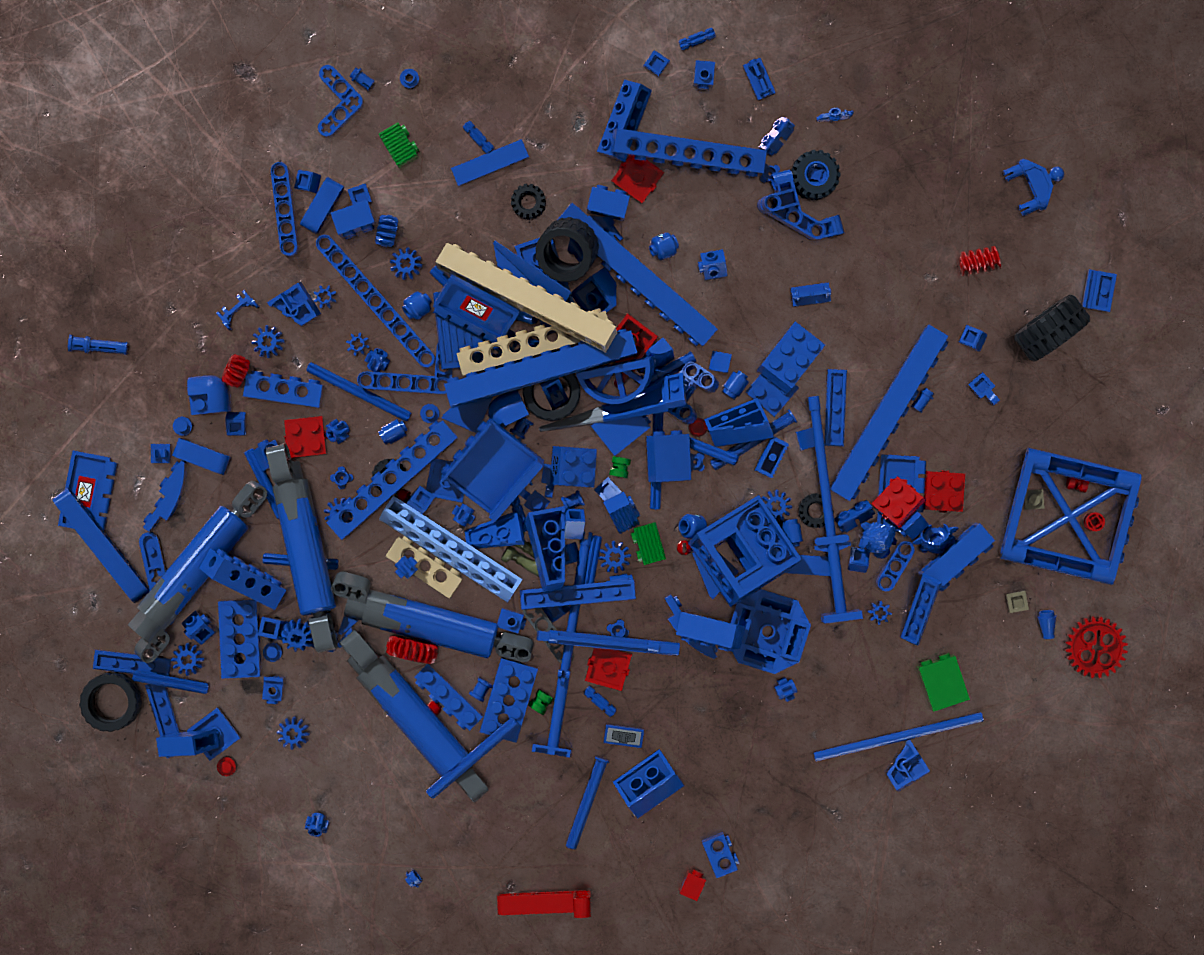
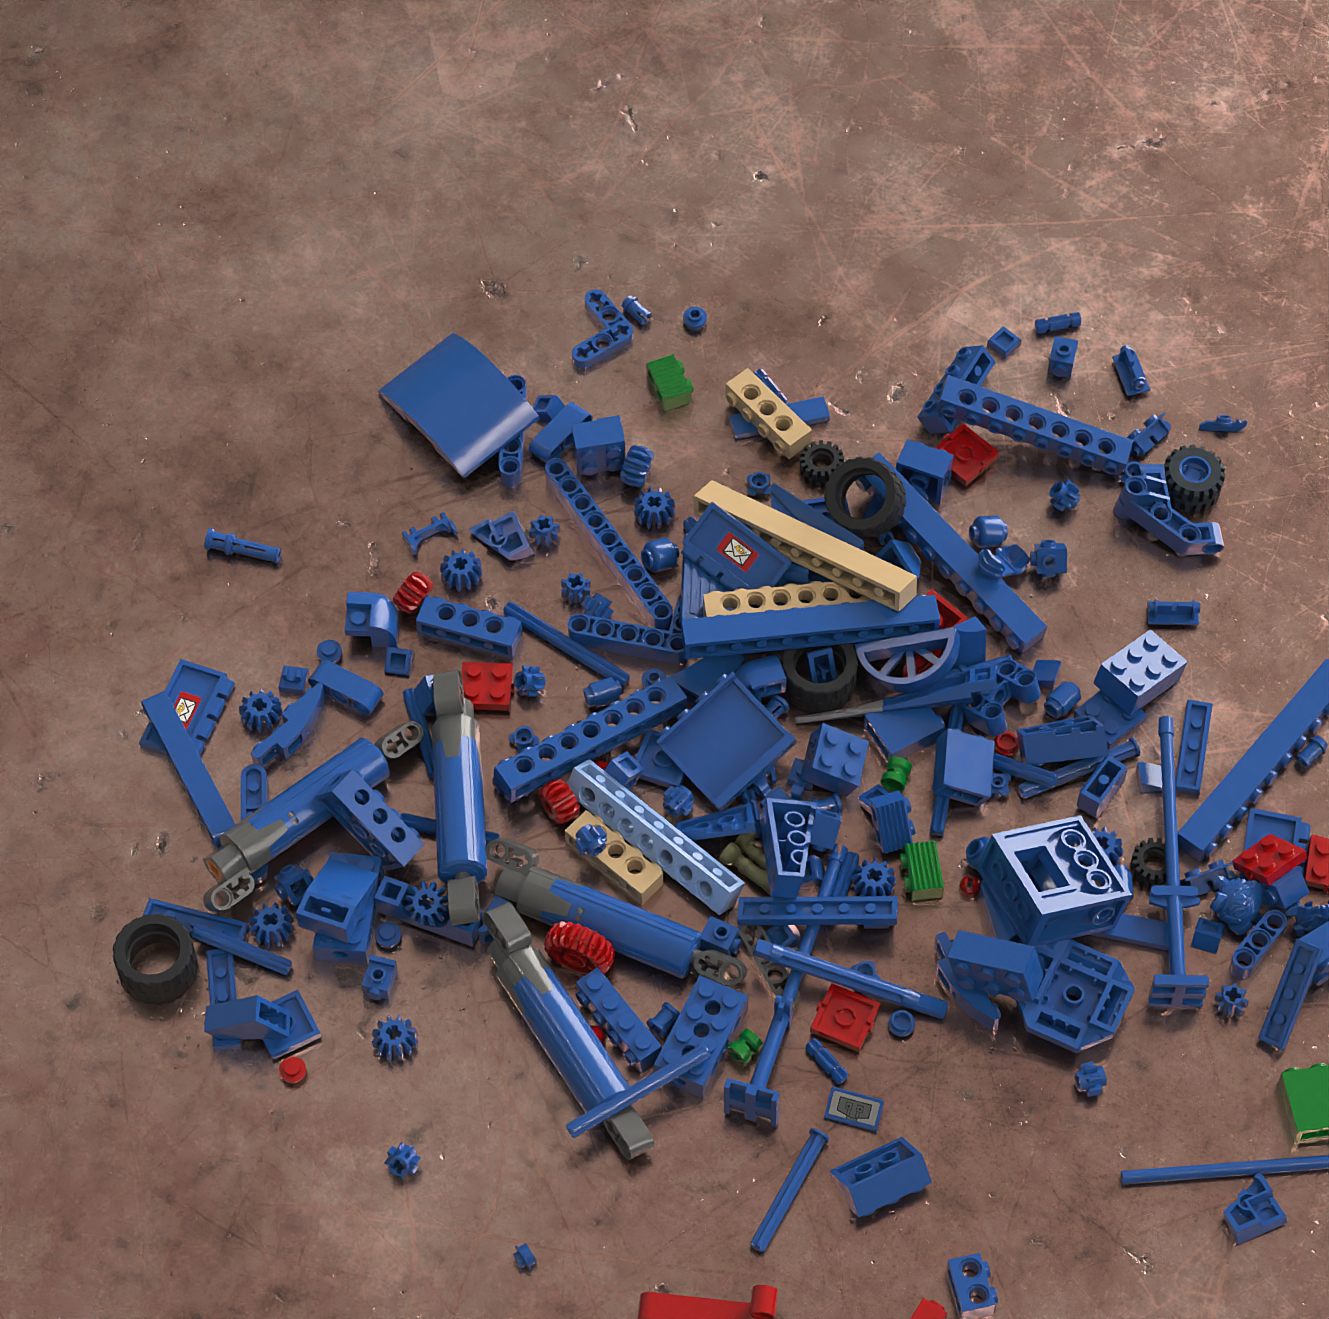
camera: 10 degrees right, 30 degrees down
(139, 492) = (260, 711): none -> blue gear
(232, 645) = (336, 900): none -> blue slope
(237, 195) = (460, 403): none -> blue slope
(377, 531) = (559, 801): none -> red gear
(461, 144) = (780, 417): none -> tan brick
(482, 222) = (758, 478): none -> blue plate
(648, 664) = (901, 1023): none -> blue plate
(684, 271) = (1006, 562): none -> blue piece
(718, 205) = (1064, 495): none -> blue gear

